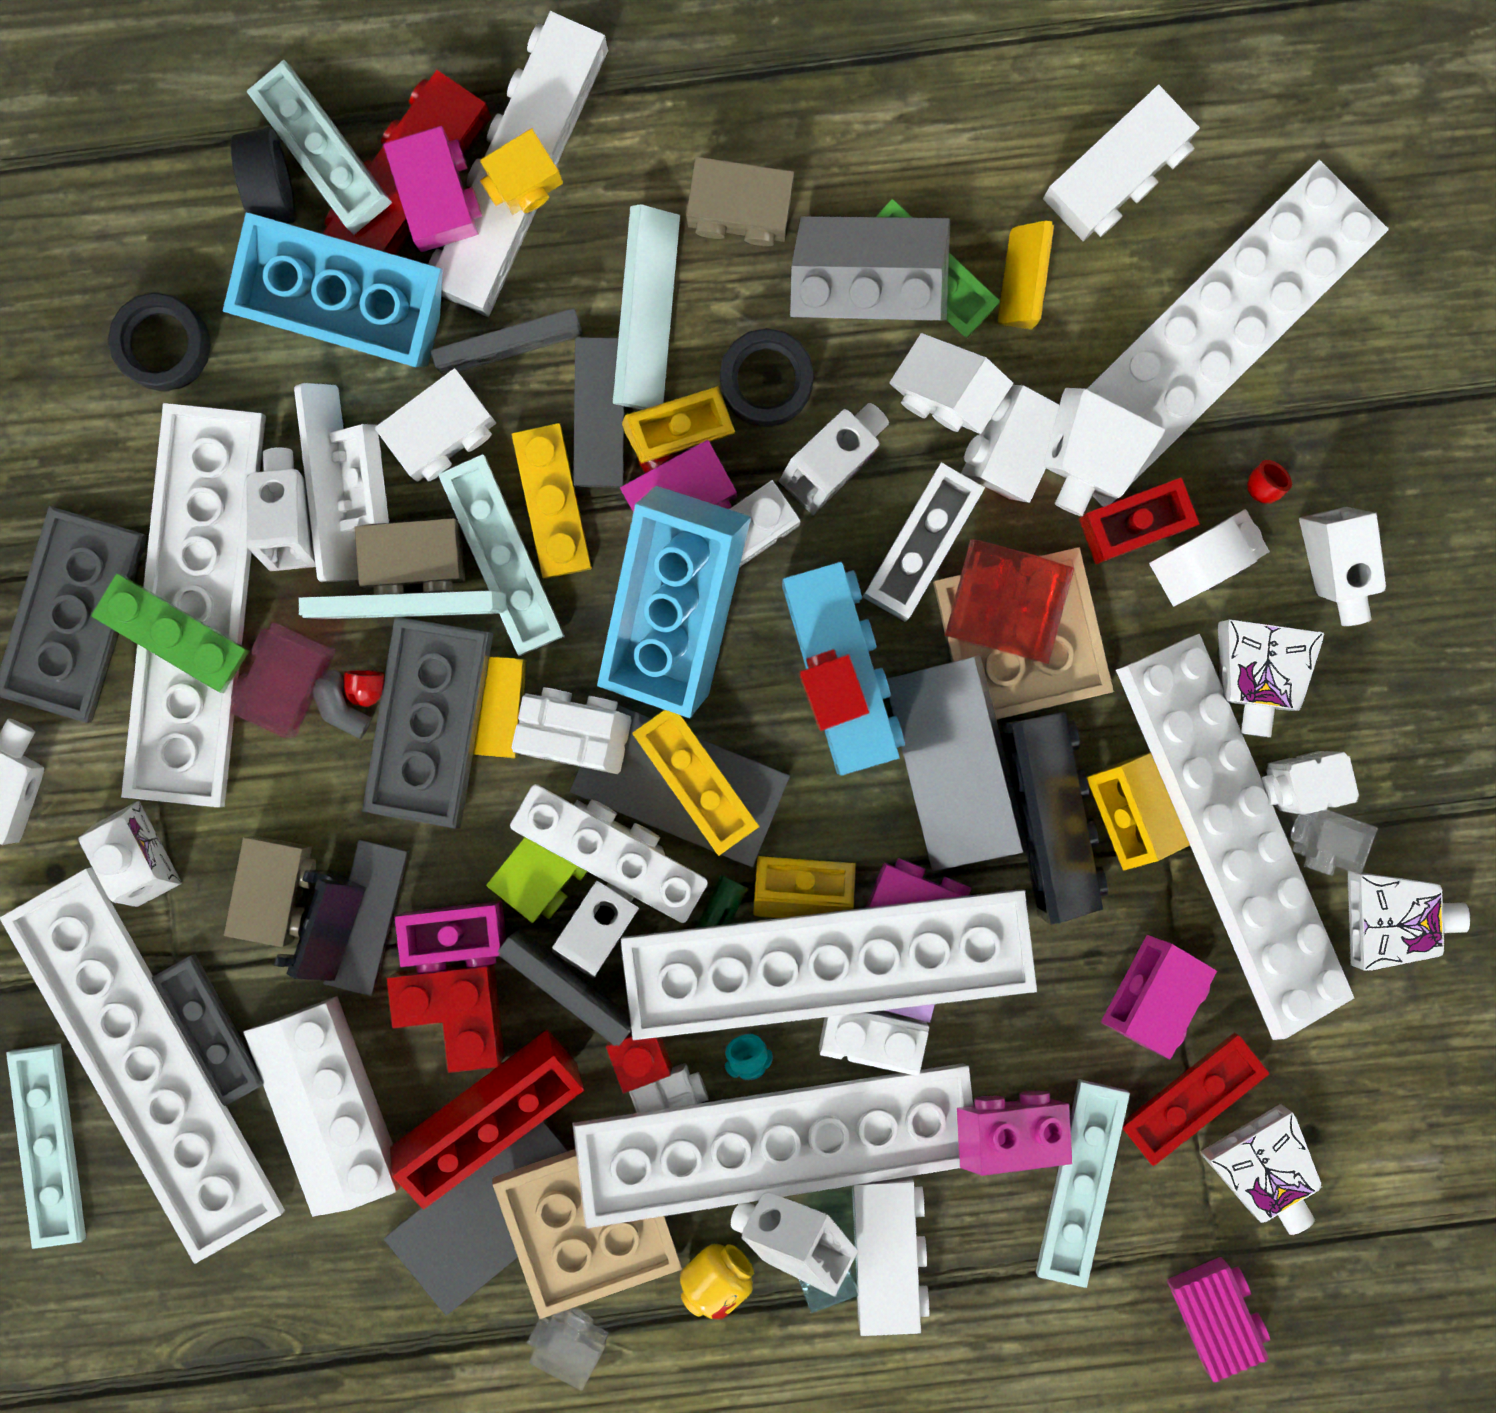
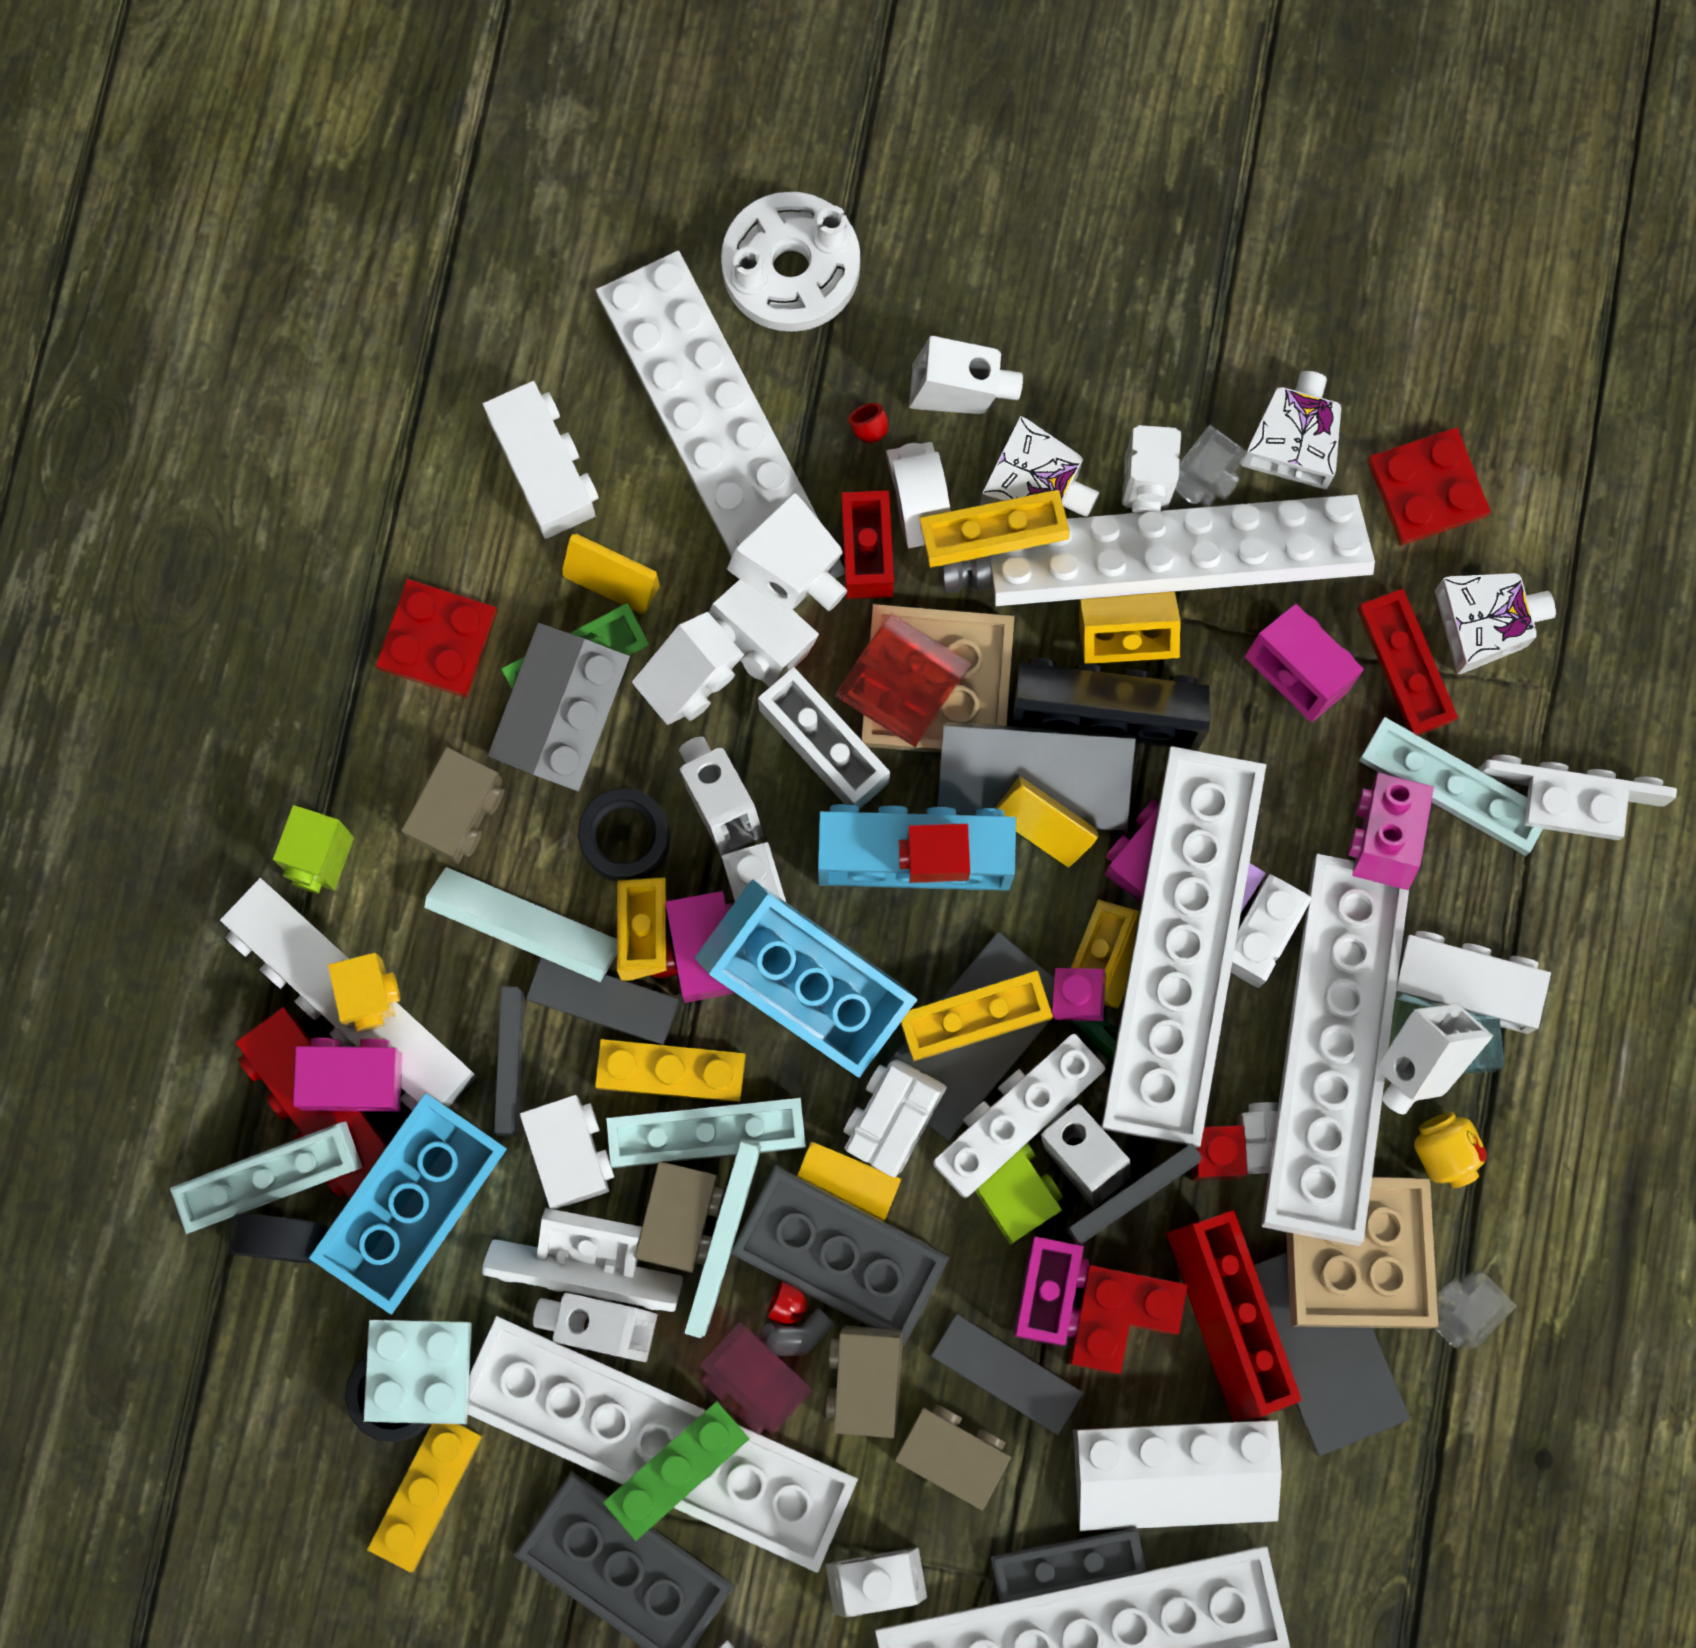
camera: 70 degrees left, 10 degrees down
(81, 403) = (424, 1494): none -> yellow plate
(180, 355) = (417, 1372): none -> light aqua plate
(312, 787) = (866, 1381): none -> dark tan brick
(324, 928) = (1004, 1413): black hinge -> none
(647, 76) = (313, 850): none -> lime brick
(747, 1057) = (1248, 1054): teal plate -> none
(750, 874) = (1079, 994): none -> dark pink plate
(905, 126) = (437, 638): none -> red plate
(913, 789) = (1047, 822): none -> yellow slope
(1103, 1308) = (1574, 801): none -> white bracket
(1148, 627) = (967, 573): none -> flat silver wheel
(1194, 643) = (994, 528): none -> yellow plate
(1219, 1319) = (1614, 703): dark pink brick -> none
(1387, 1067) = (1428, 486): none -> red plate
(1450, 370) = (824, 241): none -> white piece

